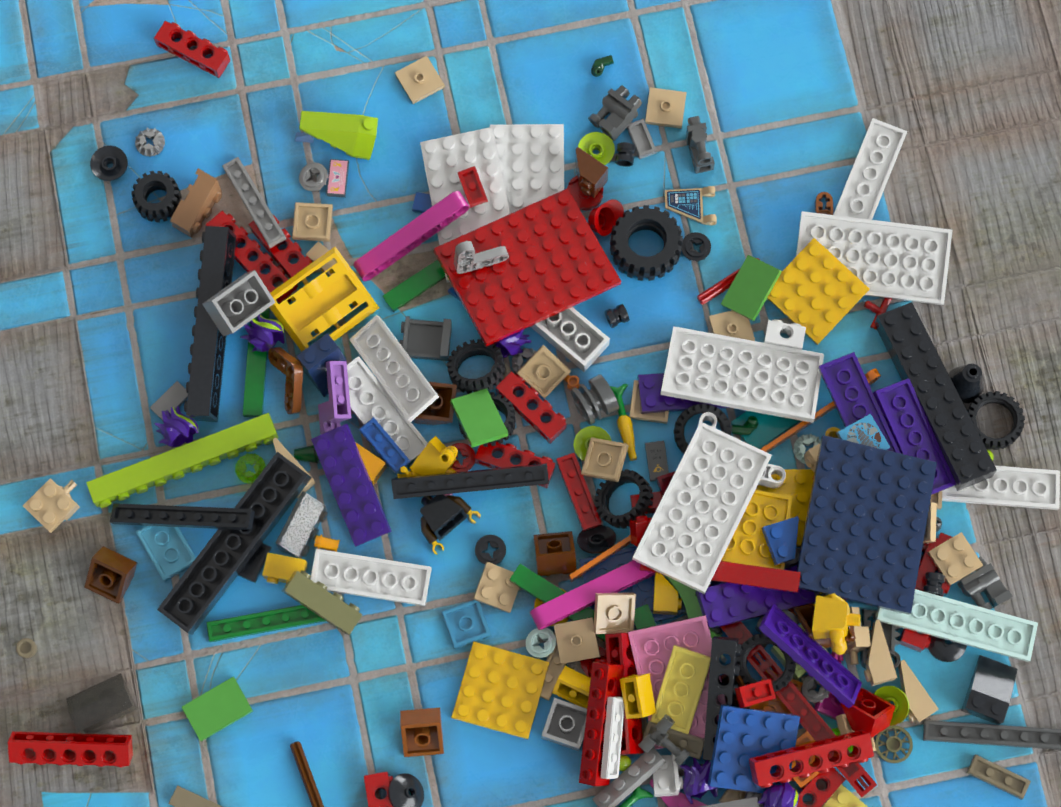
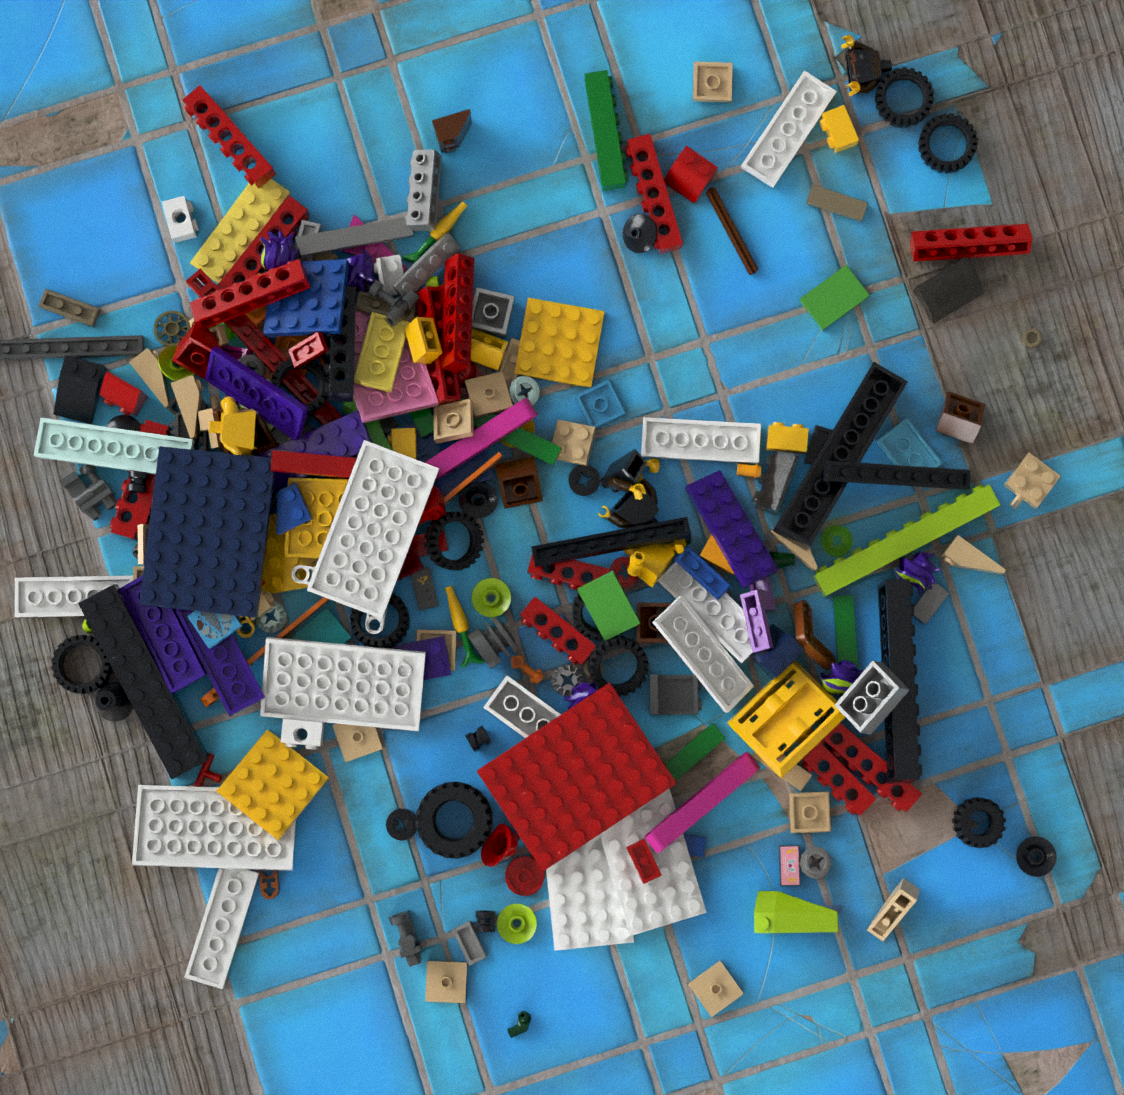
camera: 175 degrees right, 10 degrees up
(126, 438) = (967, 556): none -> tan slope
(150, 150) = (987, 887): light grey gear -> none
(197, 204) = (934, 816): medium nougat wedge -> none
(214, 65) = (998, 1008): red brick -> none
(246, 130) = (894, 909): none -> tan slope
(254, 202) = (874, 824): light grey tile -> none
(261, 622) = (798, 387): green tile -> none
(321, 602) = (744, 406): olive brick -> none
(421, 732) = (631, 294): dark orange slope -> none
(448, 548) = (626, 472): none -> black torso
(466, 259) = (637, 767): light grey beam -> none
(543, 371) = (548, 668): tan plate -> none
(578, 492) = (501, 548): red plate -> none
(590, 173) = (521, 889): reddish brown slope -> none
(604, 459) = (477, 579): tan plate -> none
(612, 738) = (444, 299): white tile -> none
(620, 110) = (493, 968): dark grey hips -> none
(690, 203) = (412, 873): flag -> none
(717, 289) = (363, 790): red axle -> none
(747, 428) = (335, 629): dark green arm -> none
(751, 287) = (340, 780): bright green tile -> none
(946, 678) = (122, 394): none -> red slope
(955, 559) = (117, 511): tan plate -> none

